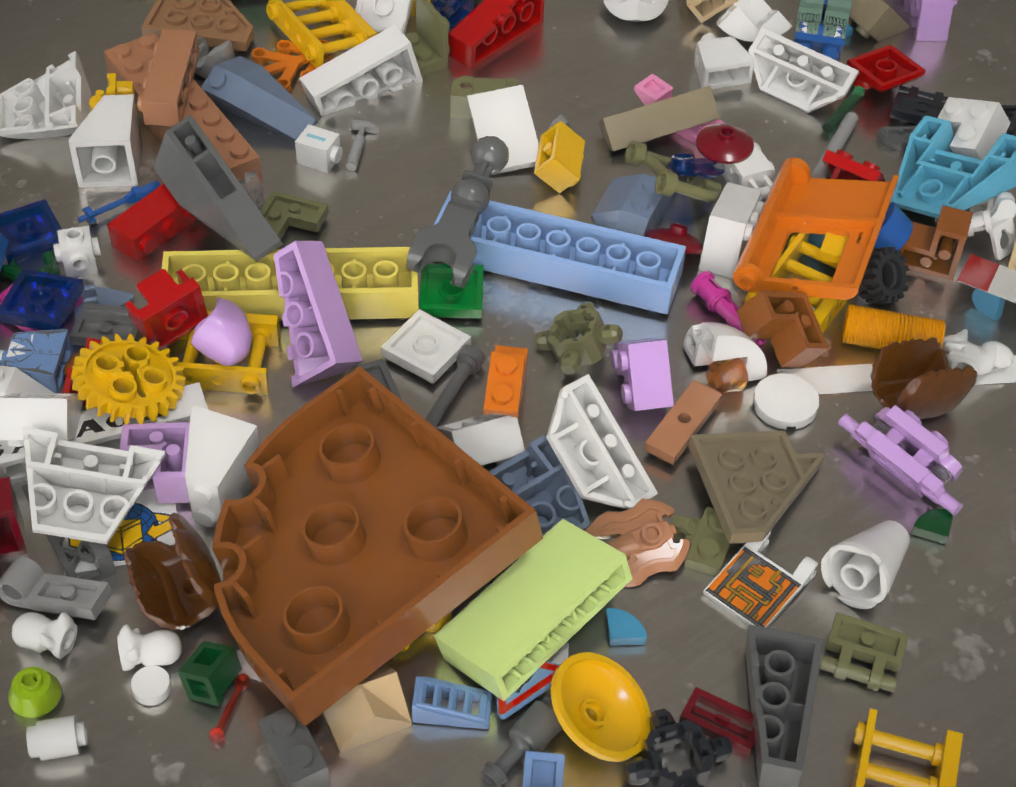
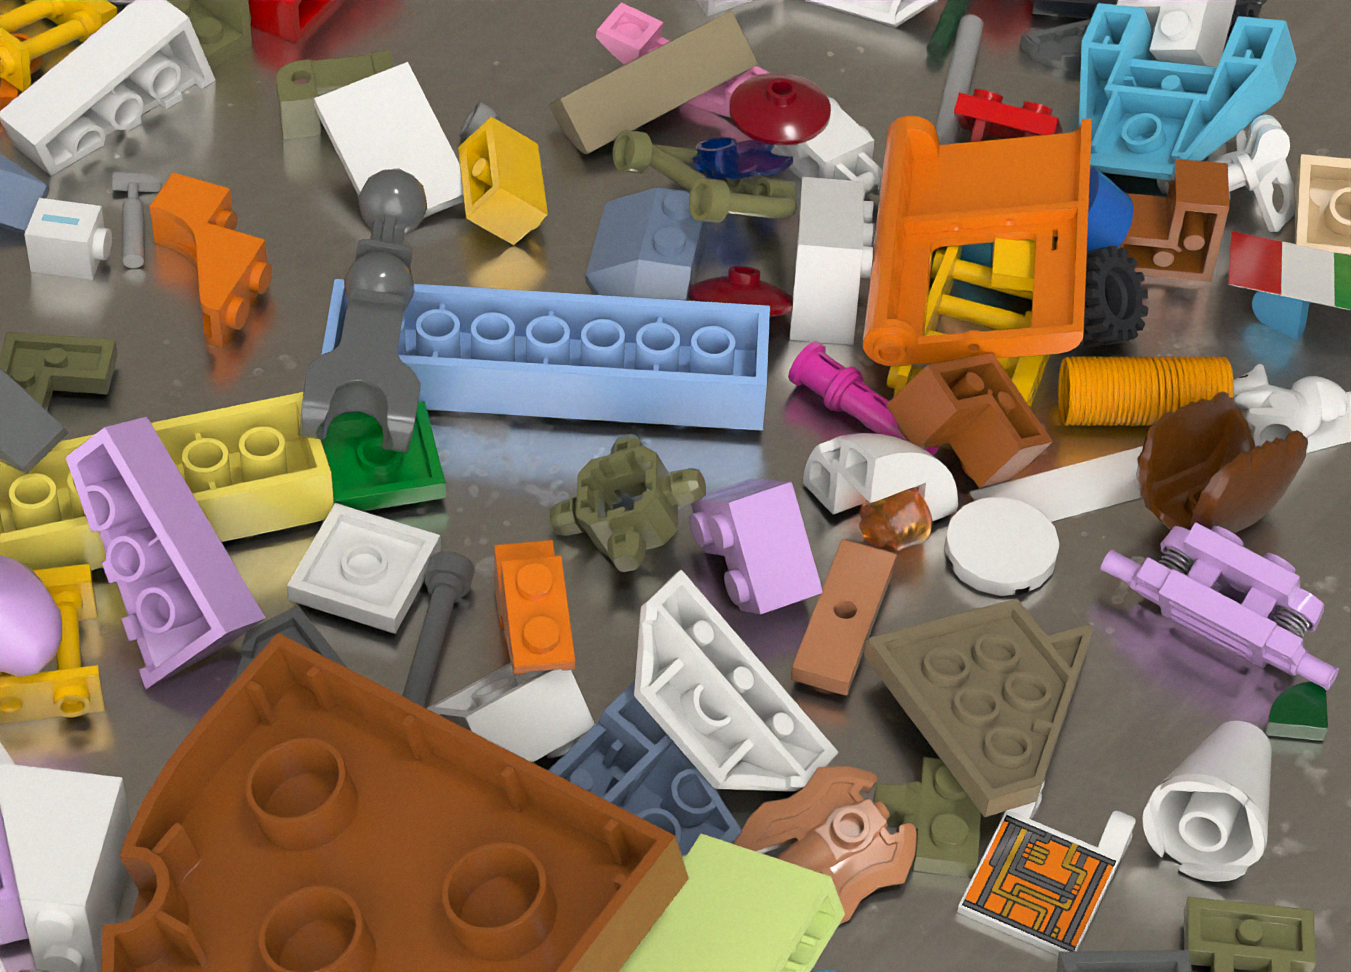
camera: 15 degrees left, 0 degrees up
(399, 175) = (231, 265): none -> orange arch

